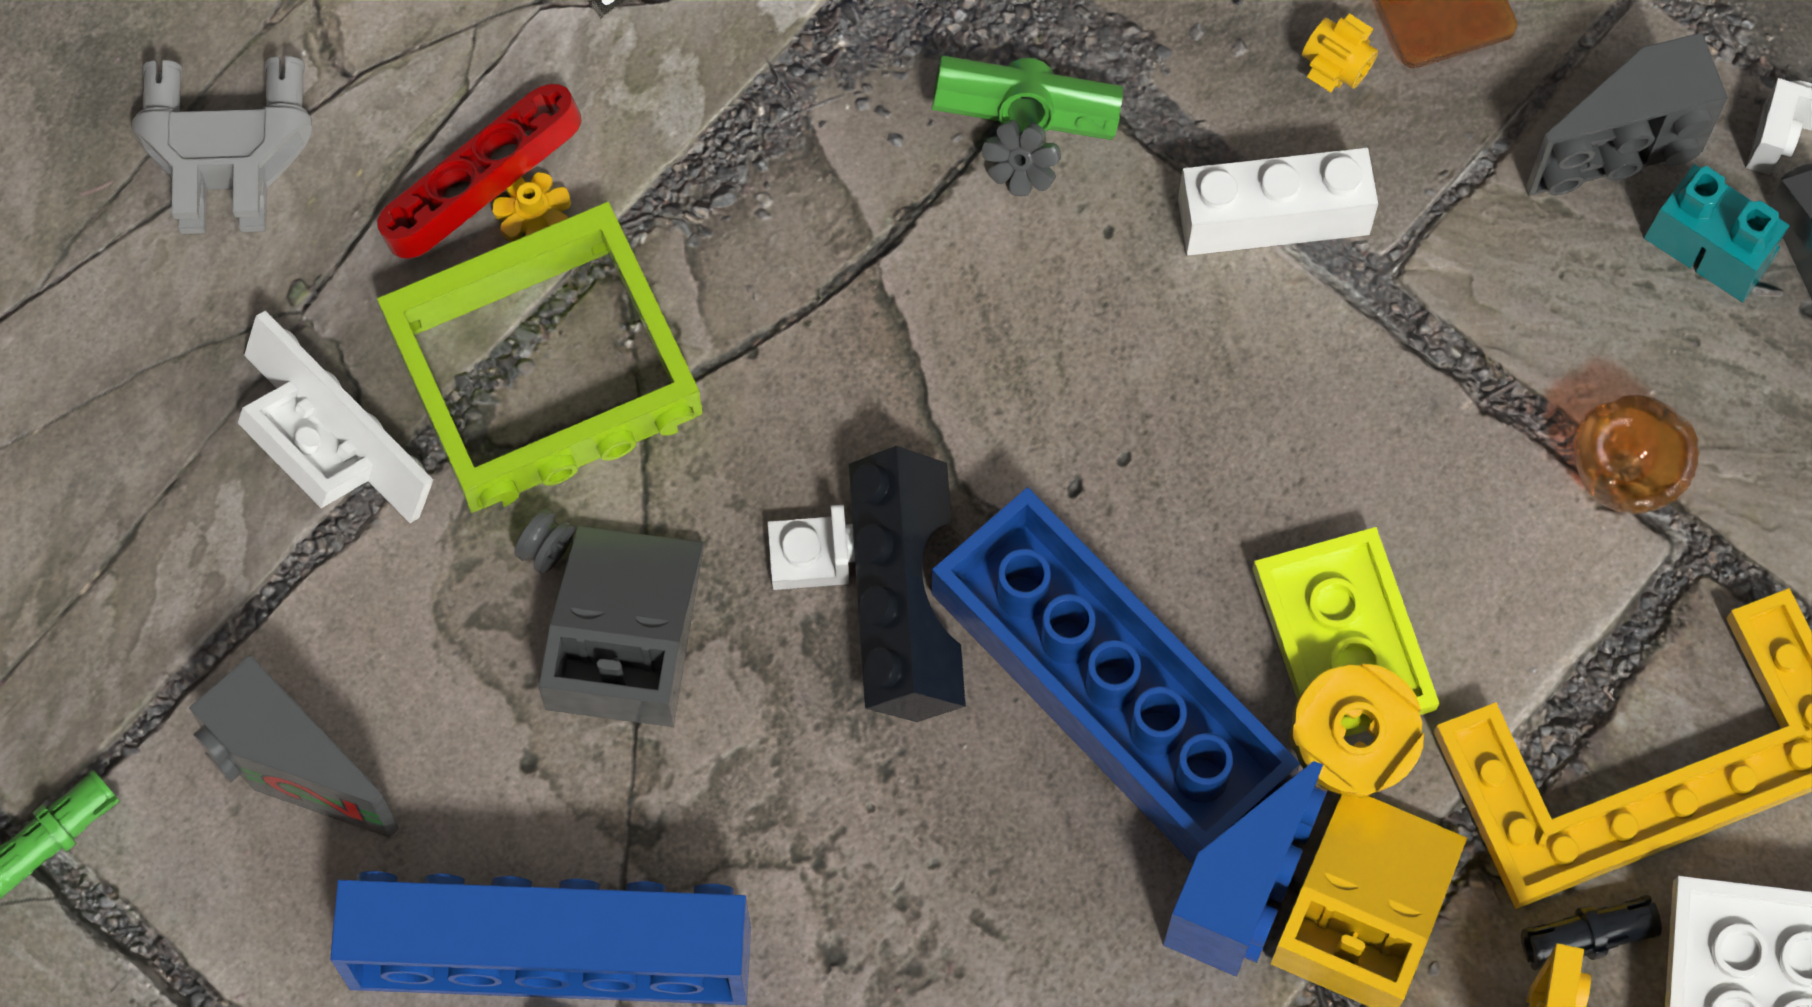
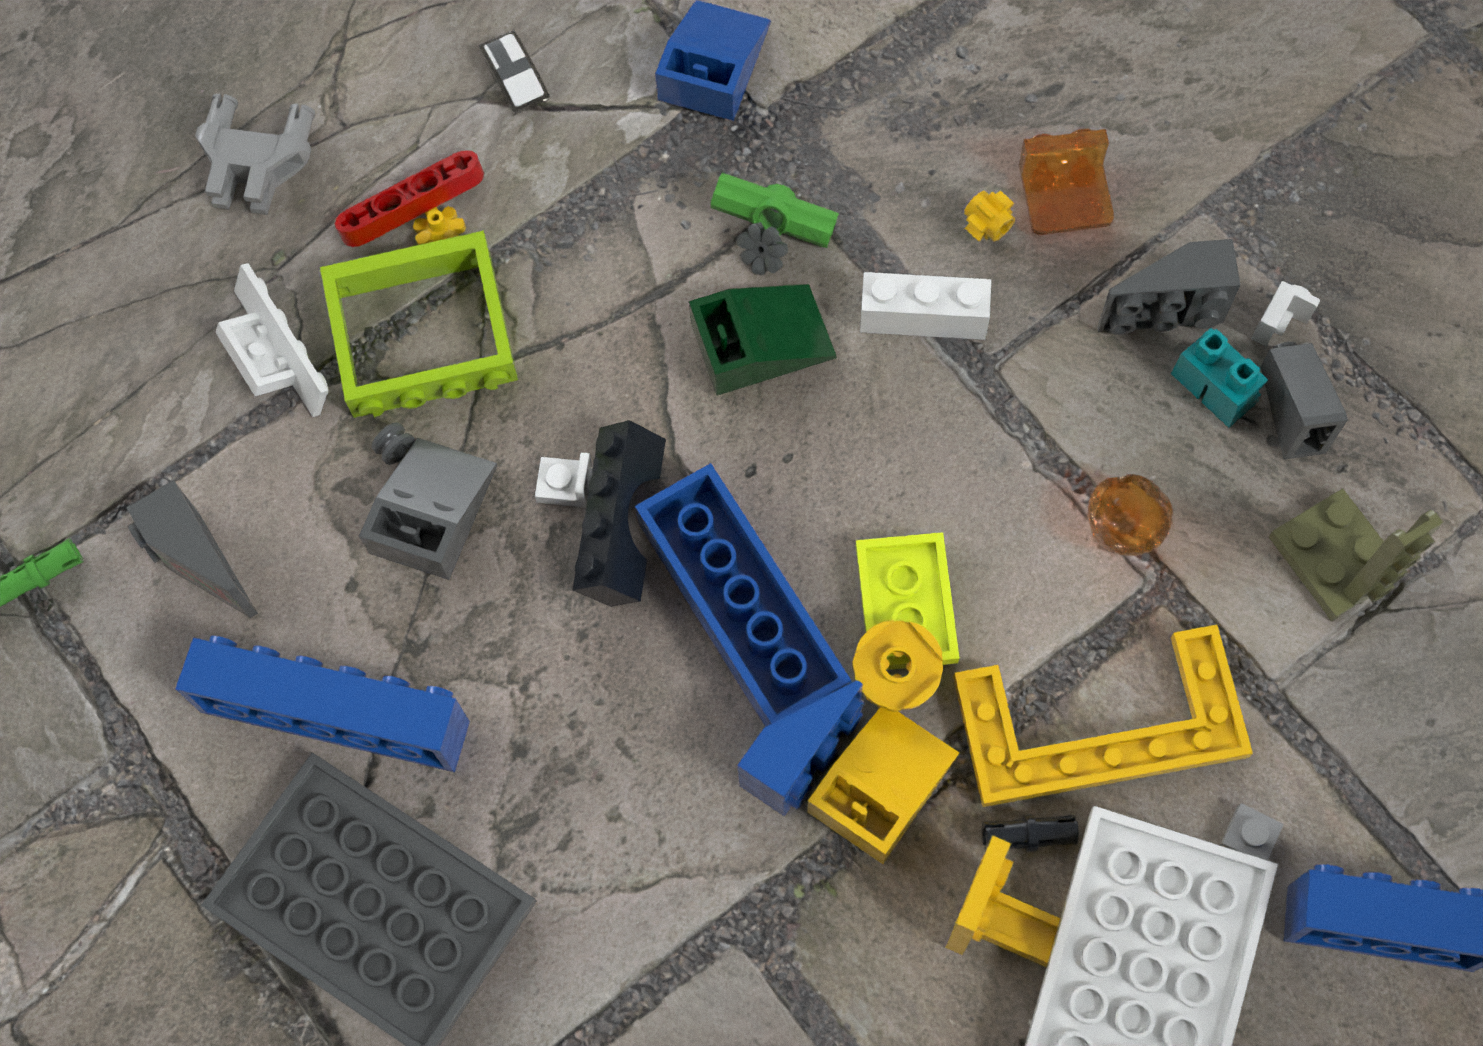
camera: 15 degrees right, 0 degrees up
(1045, 285) = (759, 334): none -> dark green slope

